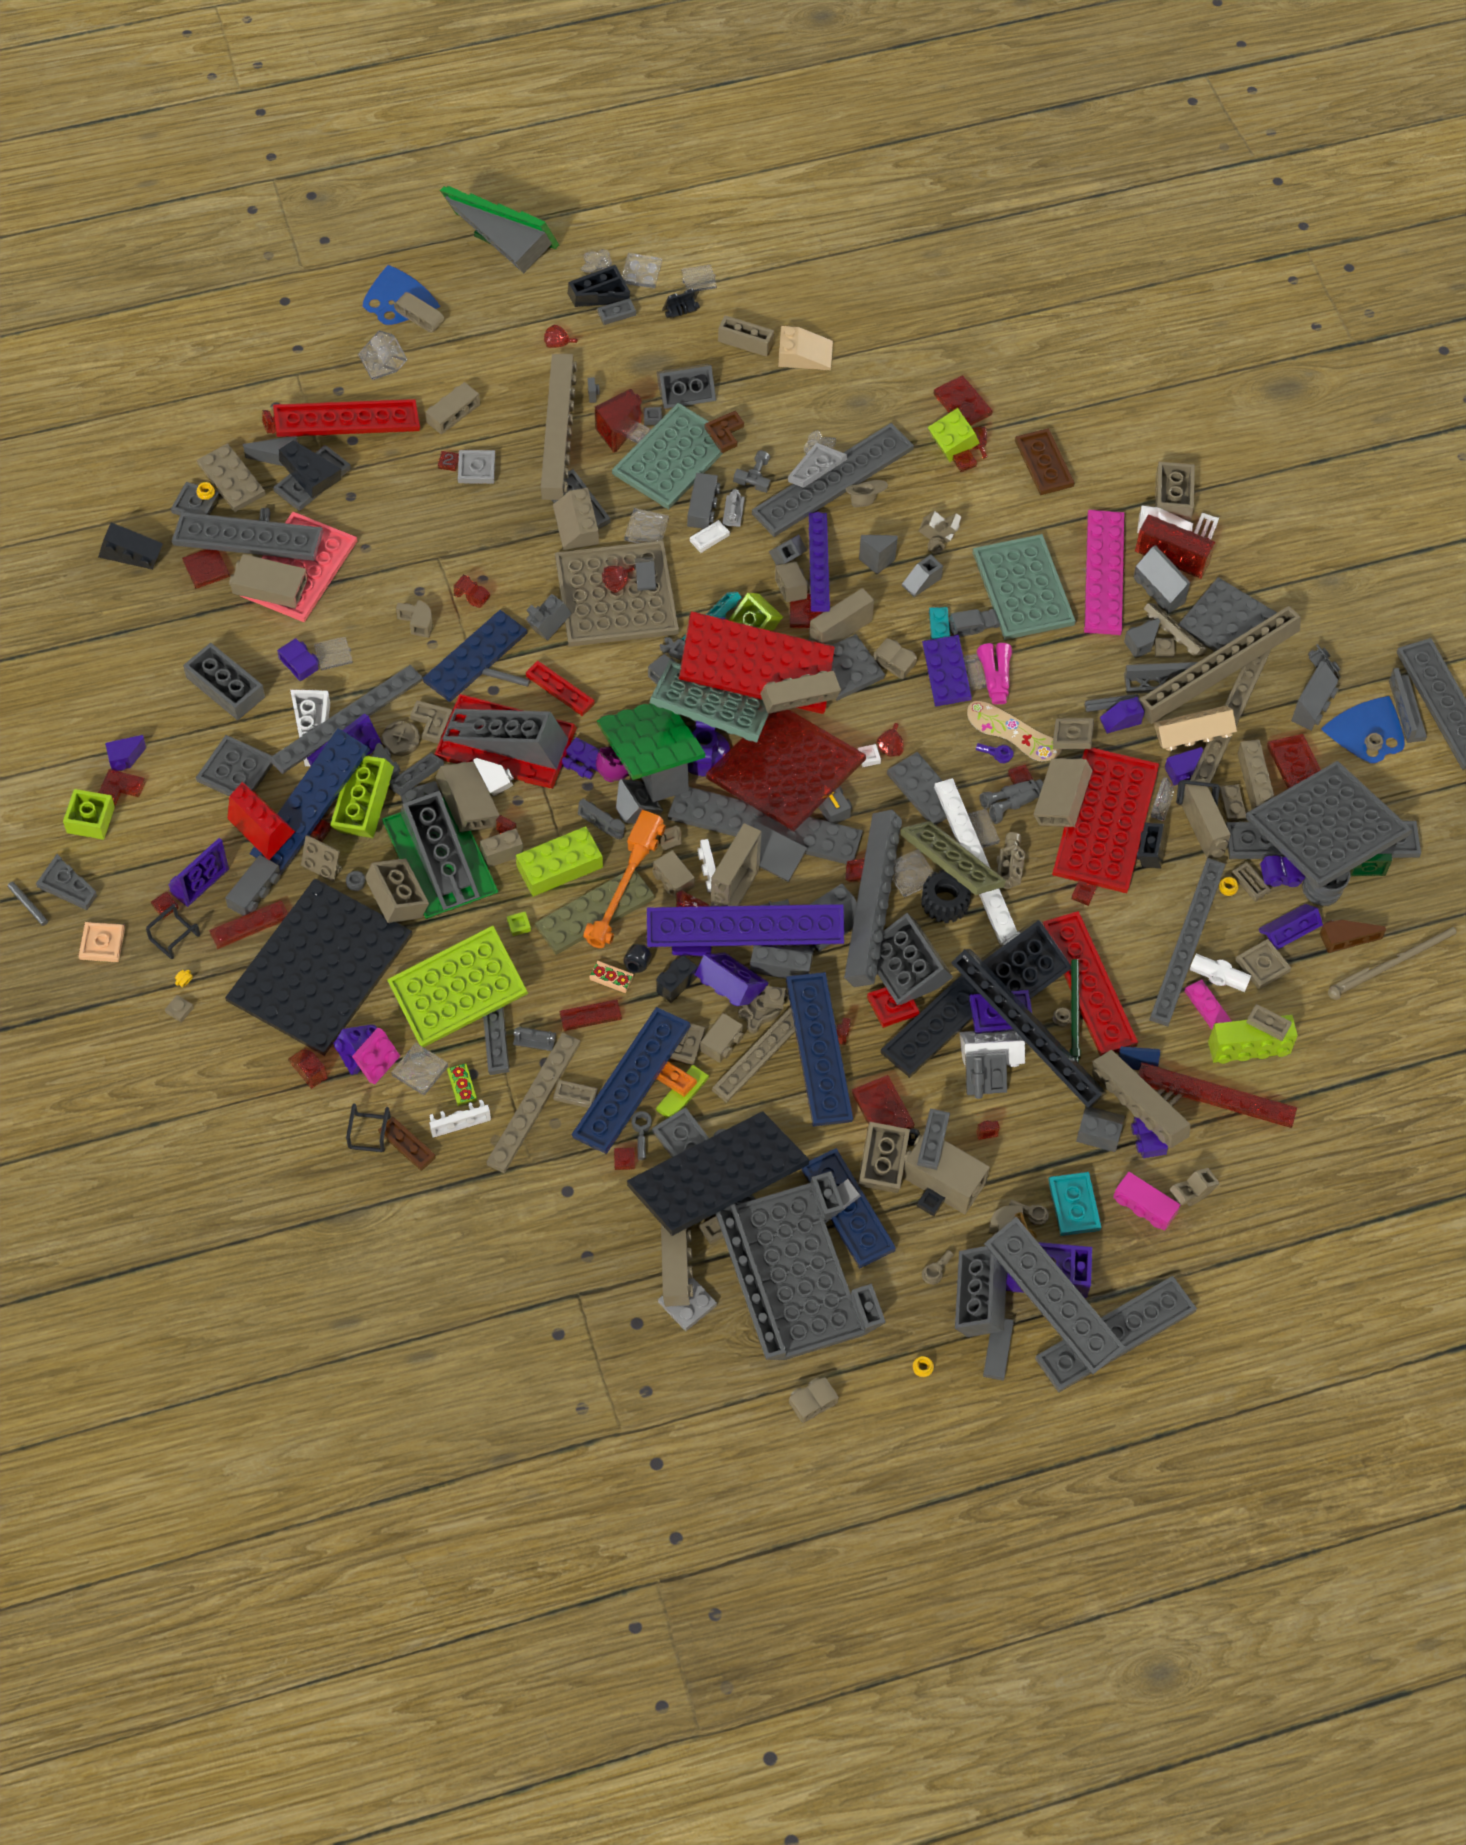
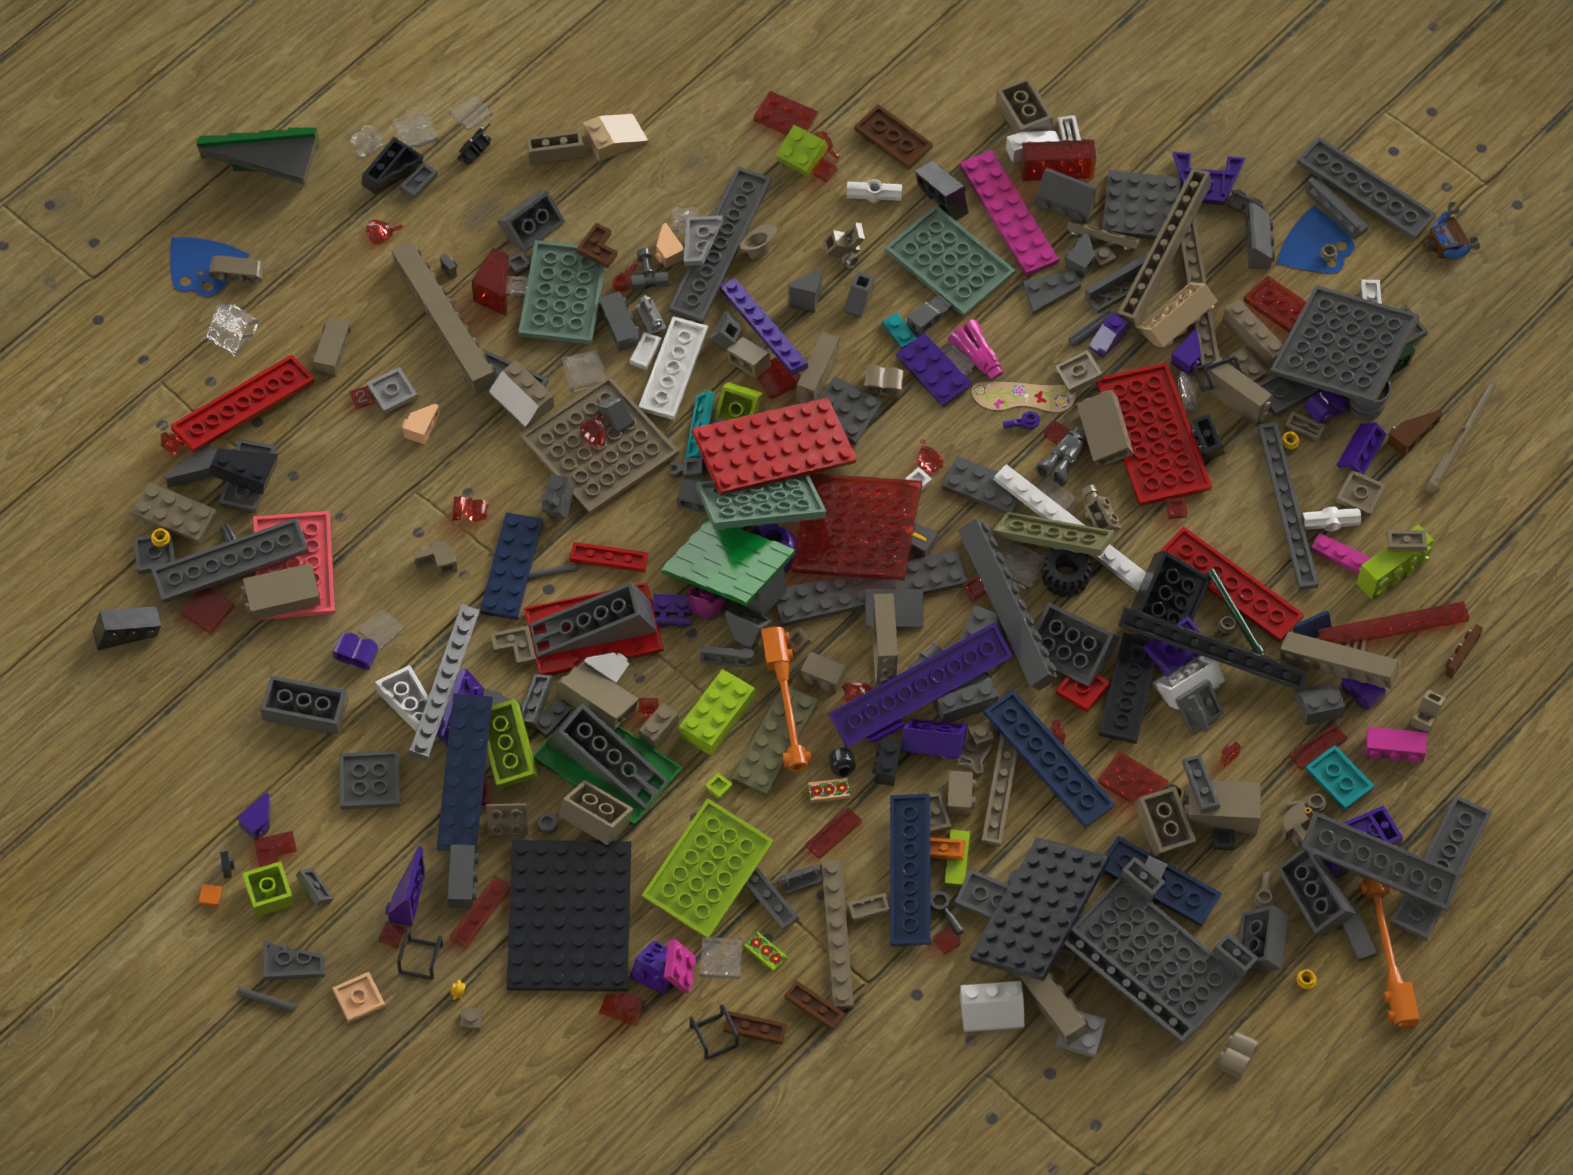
camera: 30 degrees left, 0 degrees up
(44, 796) = (210, 895): none -> orange tile
(72, 777) = (227, 864): none -> black plate
(129, 832) = (314, 886): none -> dark grey plate
(257, 821) = (429, 815): red slope -> none
(401, 738) = (497, 674): dark tan tile -> none
(459, 1120) = (795, 973): white plate -> none
(470, 1152) = (814, 1005): none -> reddish brown plate
(481, 504) = (421, 423): none -> light nougat slope
(623, 1236) = (992, 1006): none -> white slope
(708, 867) = (850, 651): white plate -> none
(722, 561) = (673, 368): none -> white plate
(728, 470) = (621, 282): none -> clear red plate
(785, 460) = (668, 248): none -> light nougat slope
(800, 691) = (830, 452): dark tan brick -> none
(908, 1308) = (1264, 935): none -> dark grey slope
(996, 498) = (866, 191): none -> white piece
(999, 1425) = (1399, 993): none -> orange bar
(1057, 525) = (943, 188): none -> black wedge
(1074, 1164) = (1317, 746): none -> clear red tile
(1094, 651) = (1047, 289): none -> dark grey wing
(1266, 1151) = (1463, 650): none -> reddish brown plate
(1310, 632) = (1221, 181): none -> dark purple wing
(1391, 794) = (1371, 290): none -> white plate

